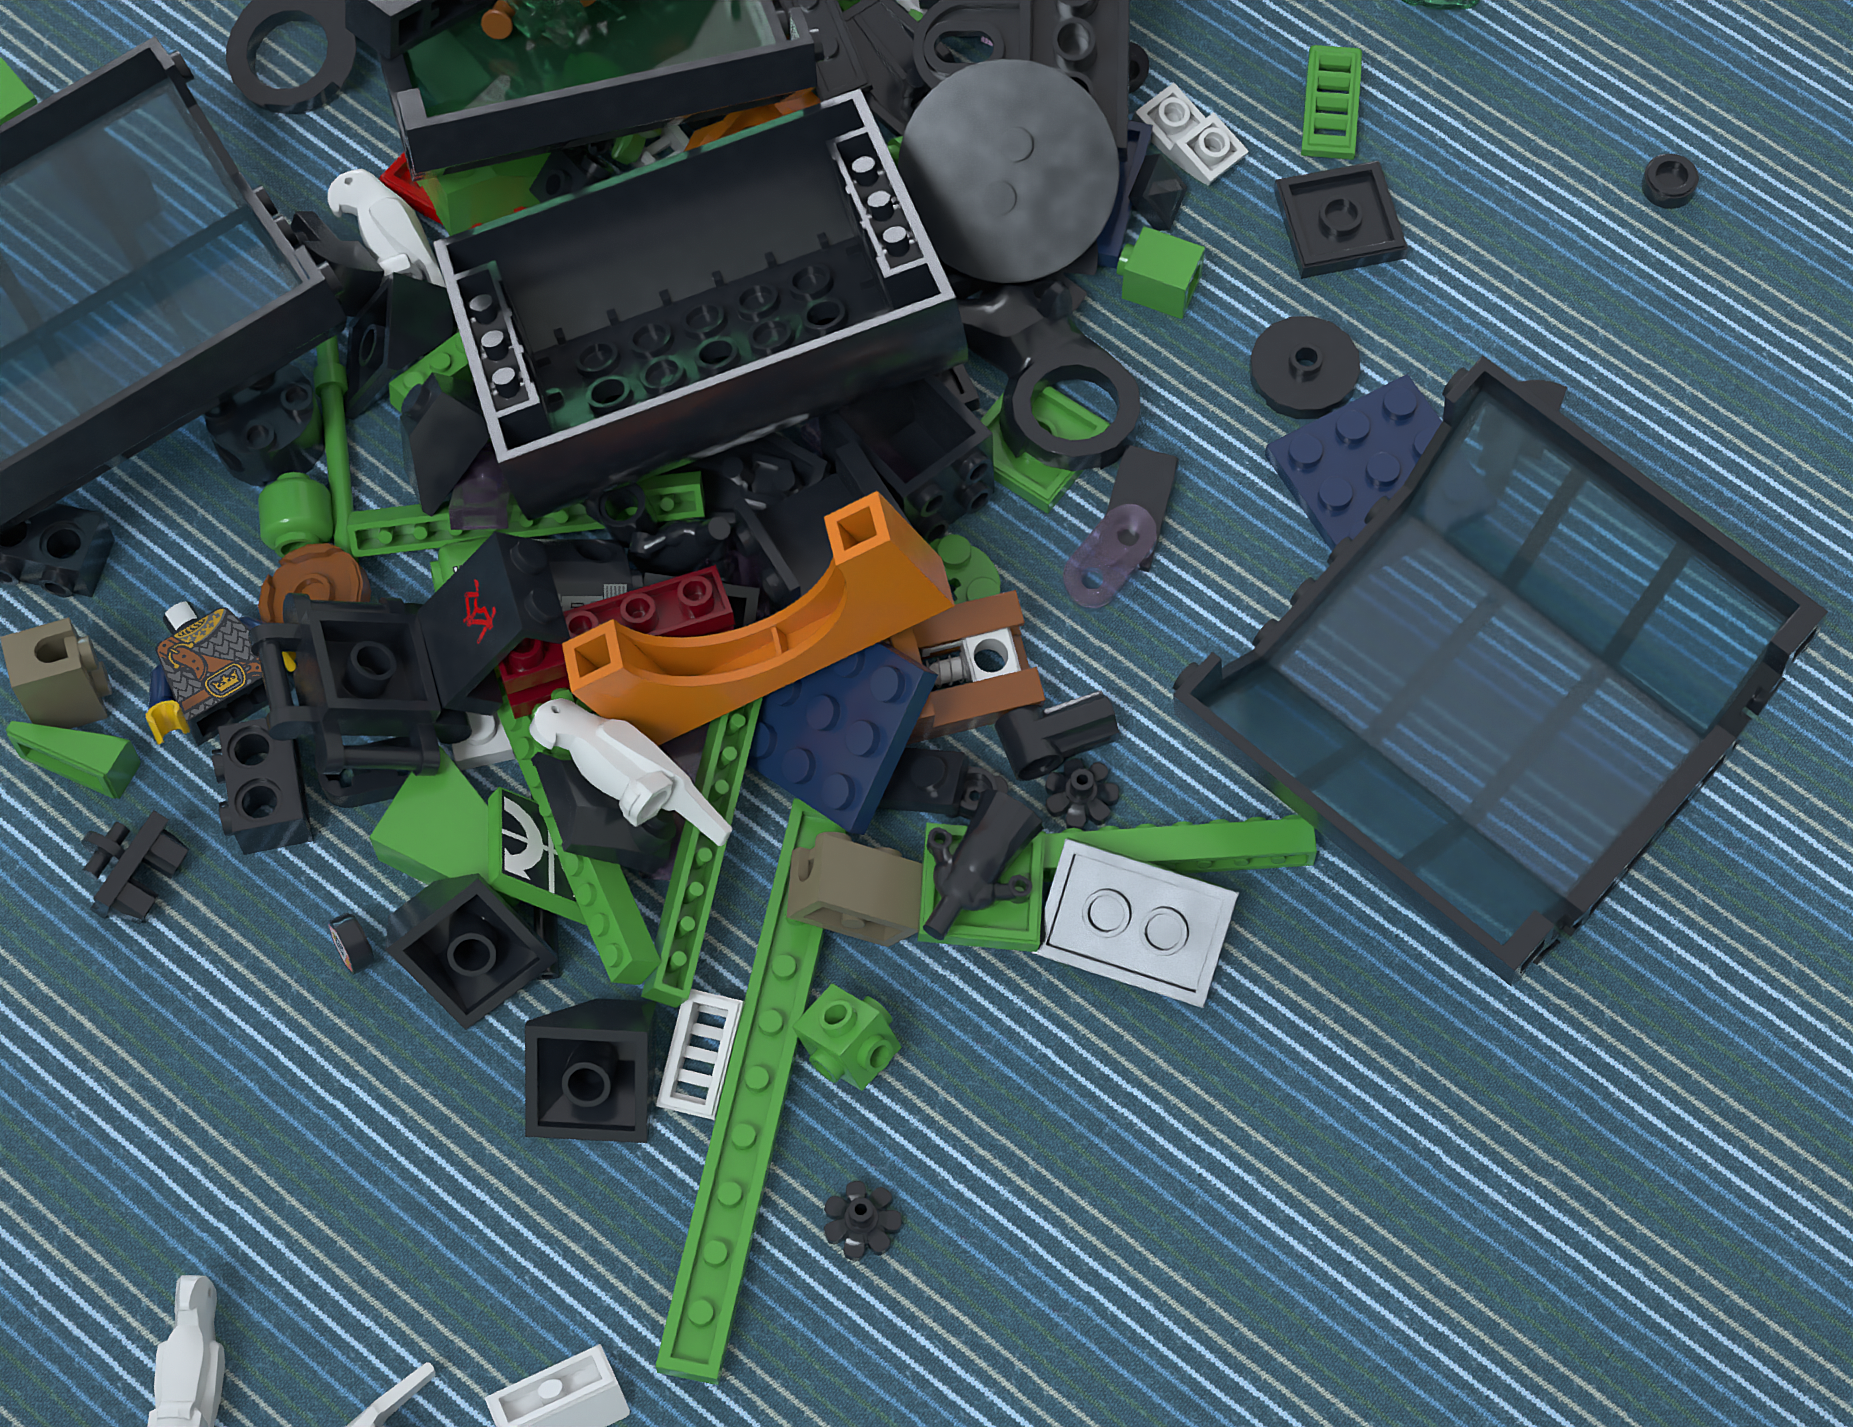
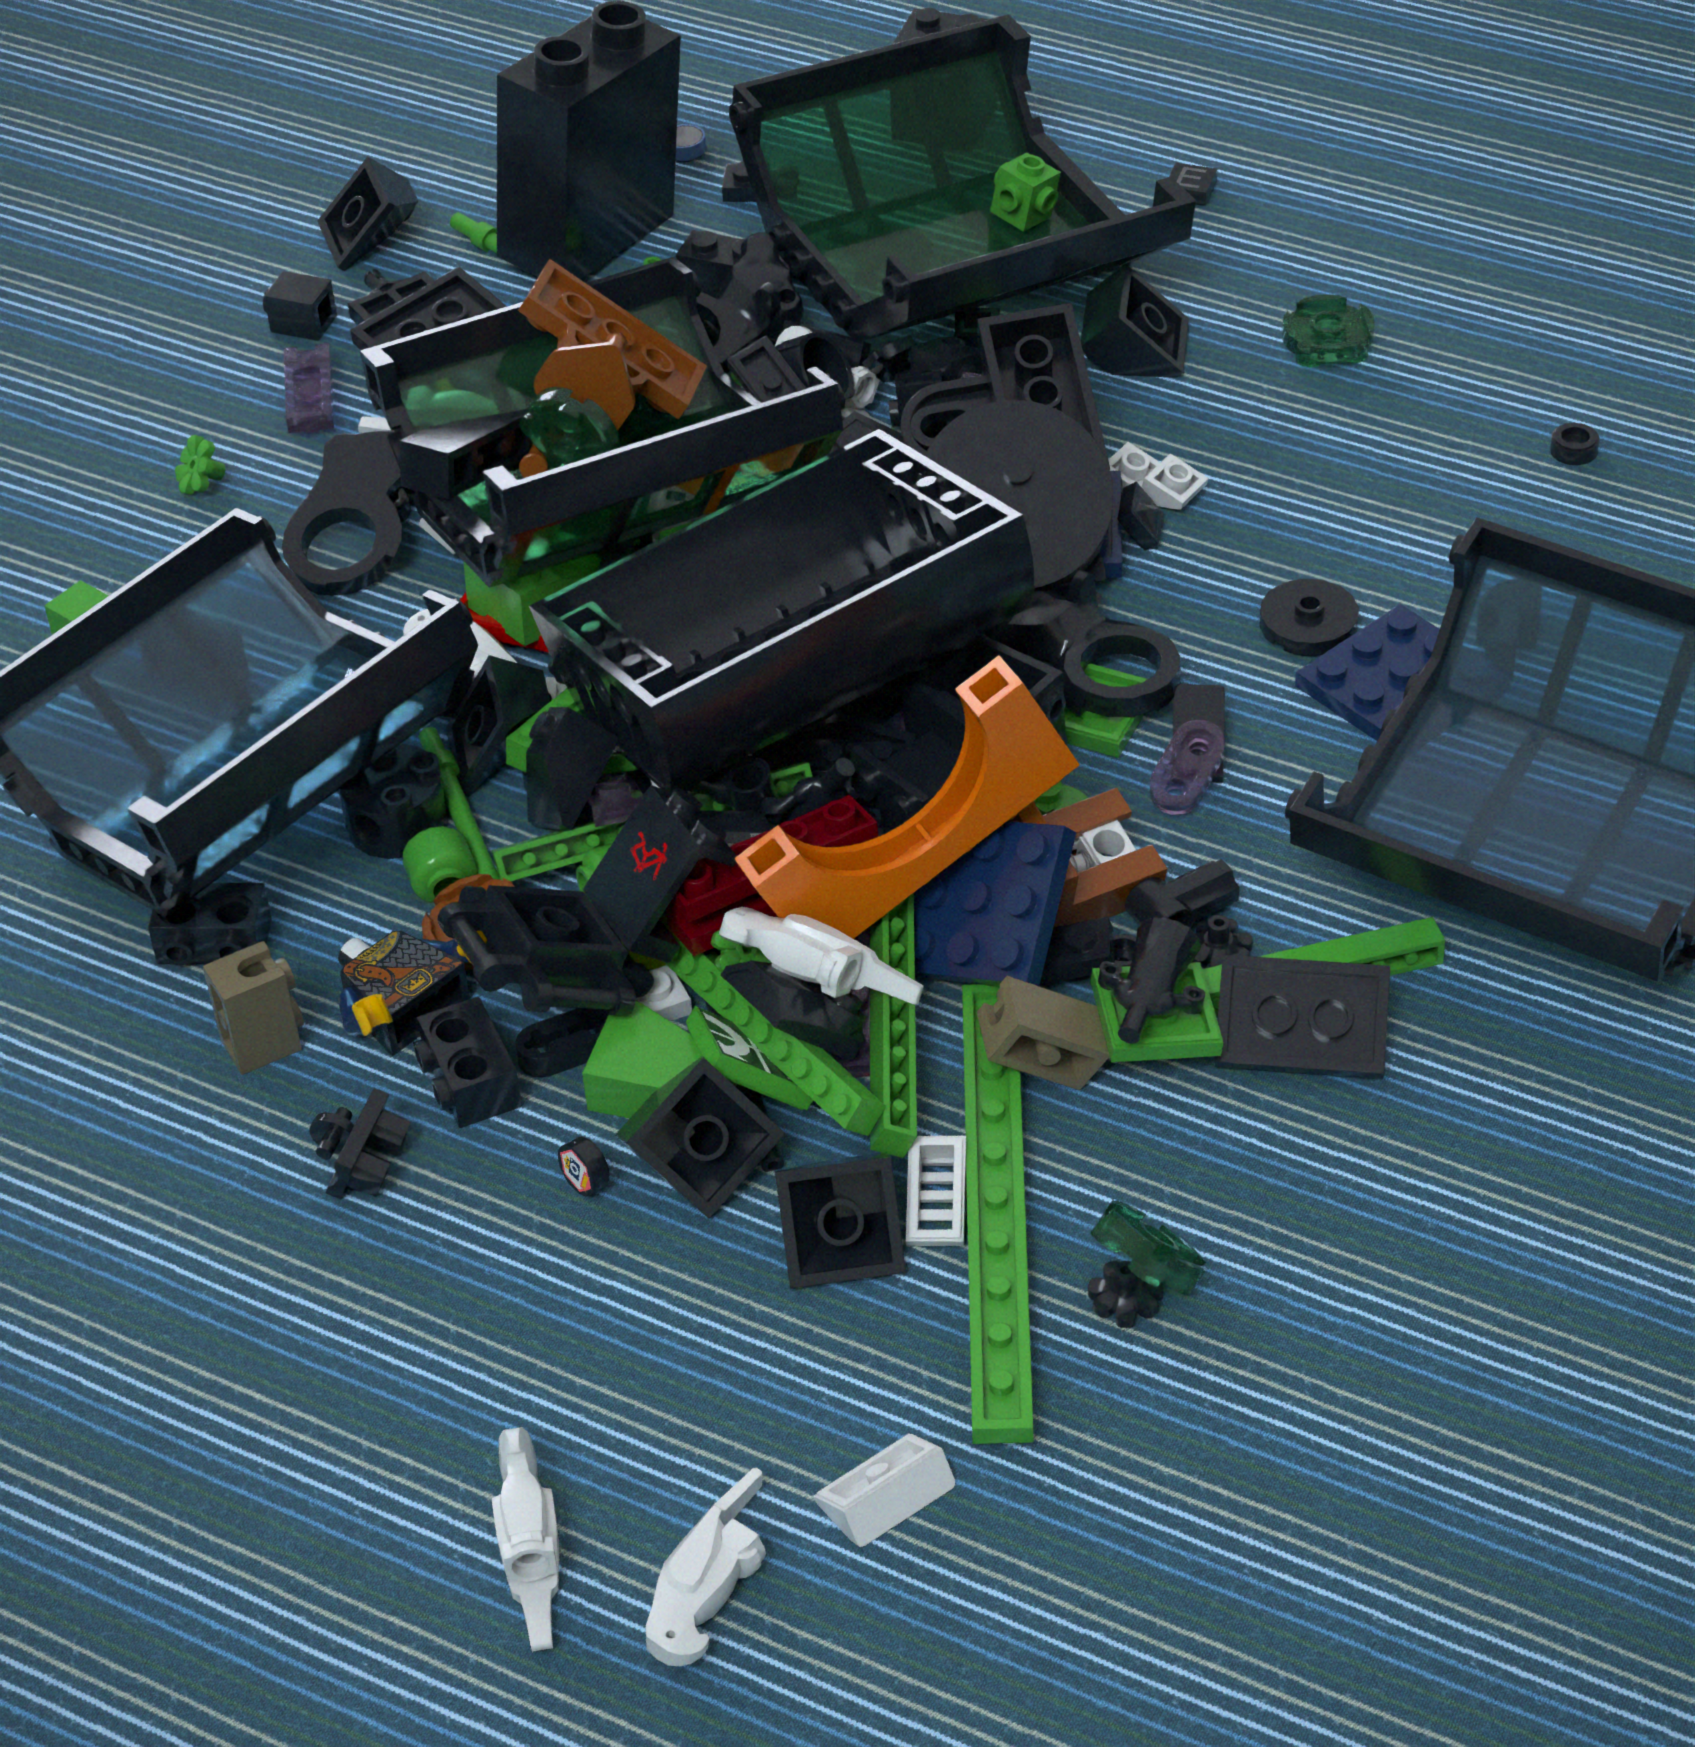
camera: 10 degrees left, 20 degrees down
(84, 757) = (301, 1071): bright green slope -> none
(856, 1045) = (1069, 1146): bright green brick -> none
(891, 1189) = (1154, 1252): none -> clear green plate
(1161, 271) = (1162, 568): bright green brick -> none
(1332, 70) = (1266, 431): bright green slope -> none
(1340, 219) = (1303, 514): black tile -> none

